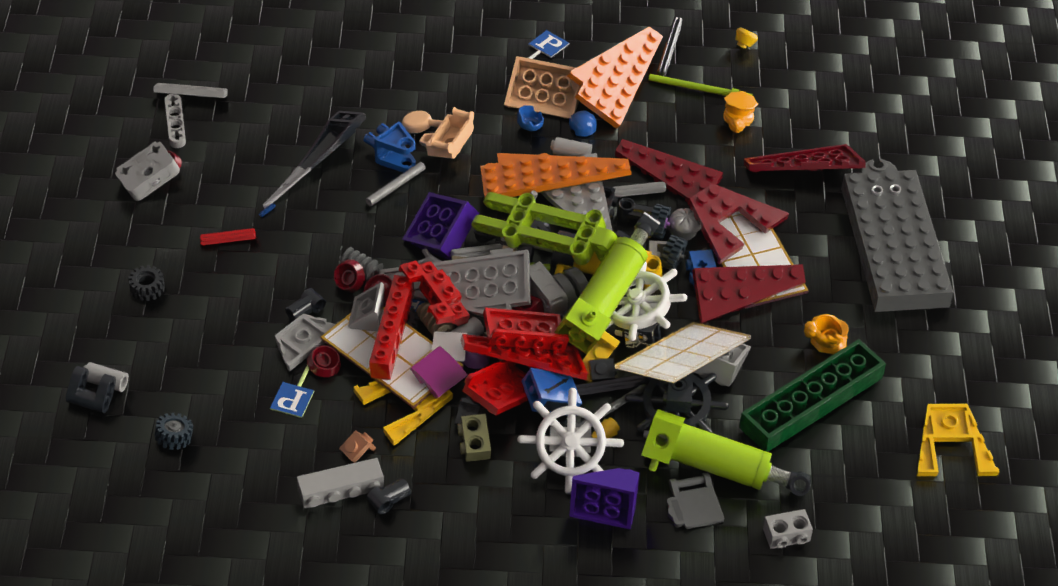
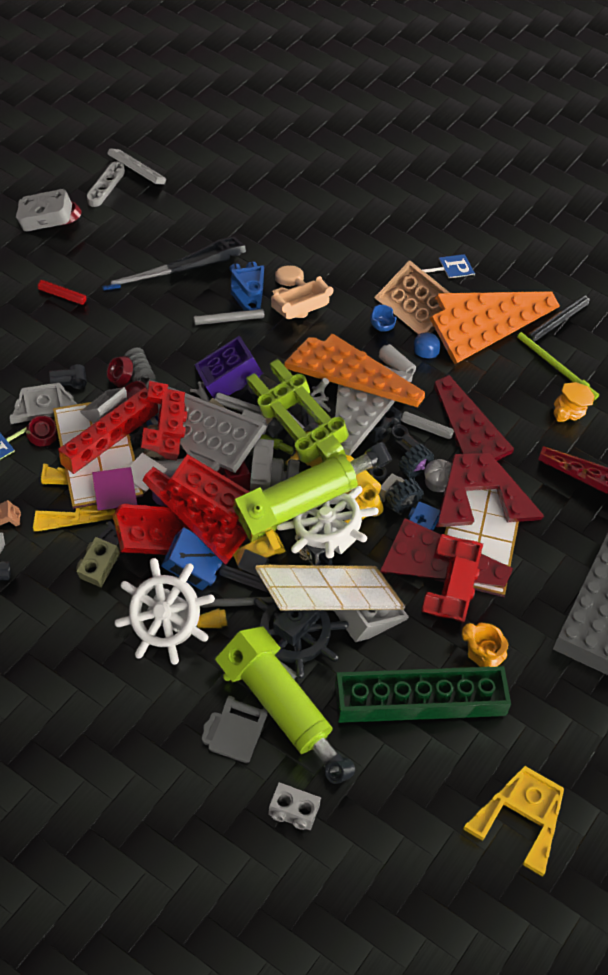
camera: 30 degrees right, 5 degrees up
(605, 497) = (152, 679): dark purple slope -> none
(771, 293) = (459, 580): none -> red bracket

